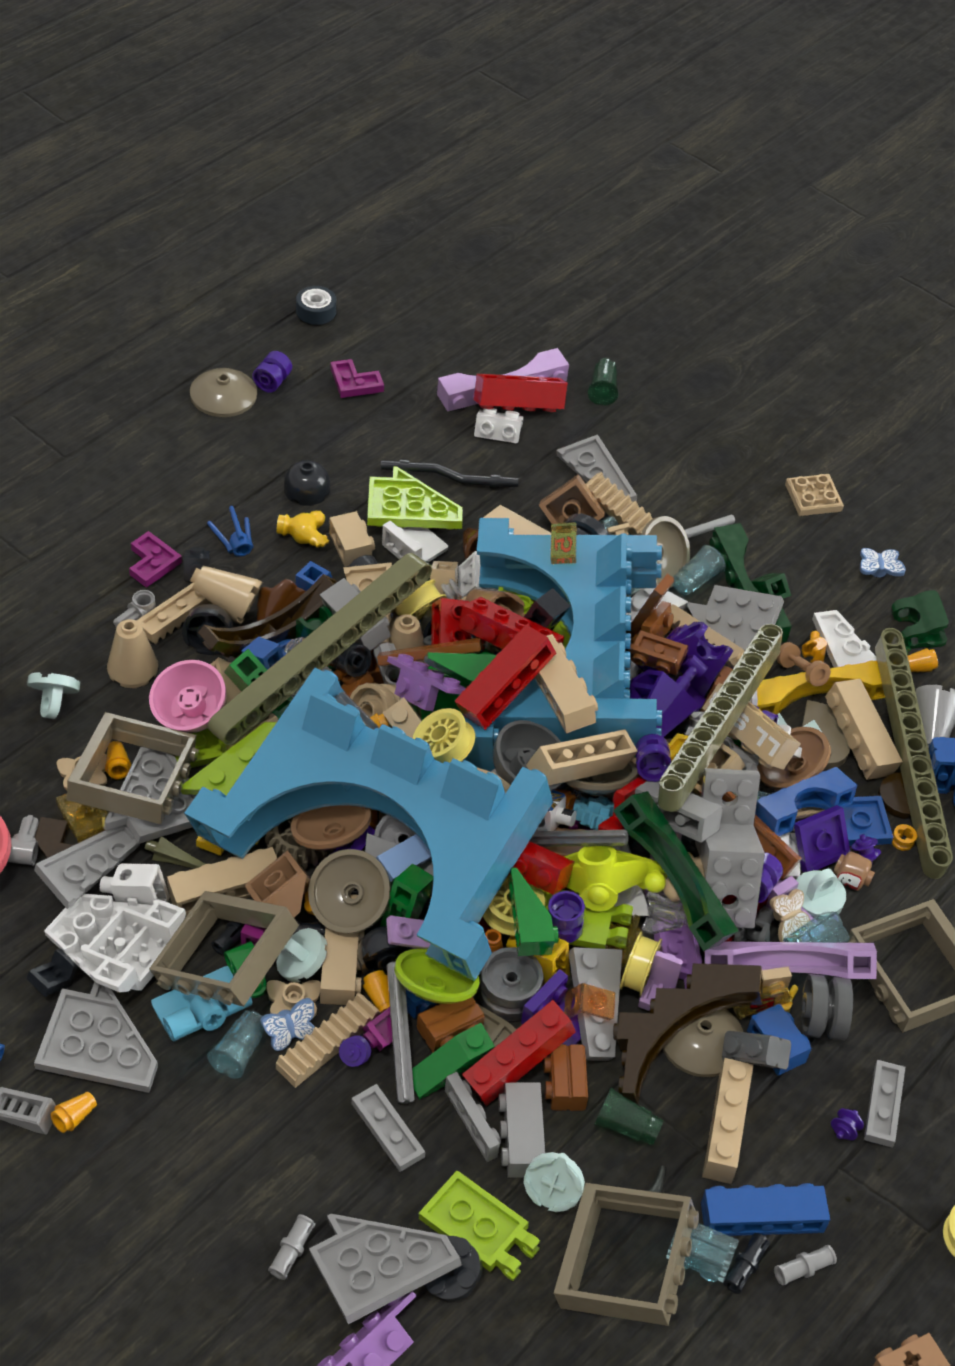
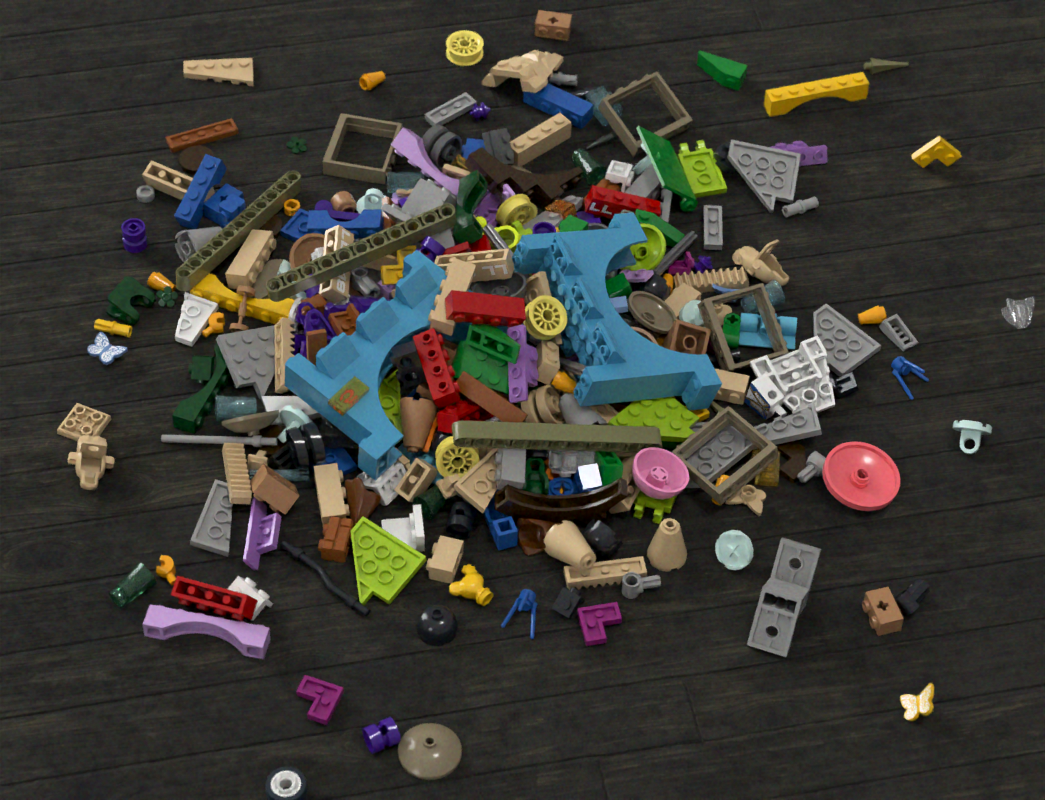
camera: 140 degrees left, 0 degrees up
(277, 1092) = (761, 263): none -> tan piece
(451, 590) = (428, 452): light grey bush -> none
(472, 501) = (336, 539): none -> dark orange brick
(516, 1159) = (668, 168): none -> green door
(540, 469) = (261, 533): none -> medium lavender bracket
(571, 1117) = (620, 173): none -> white bracket
(594, 412) = (167, 569): none -> light orange piece
(764, 454) = (90, 460): none -> tan piece
(855, 1225) = (531, 69): none -> tan wedge
(903, 591) = (113, 328): none -> yellow axle

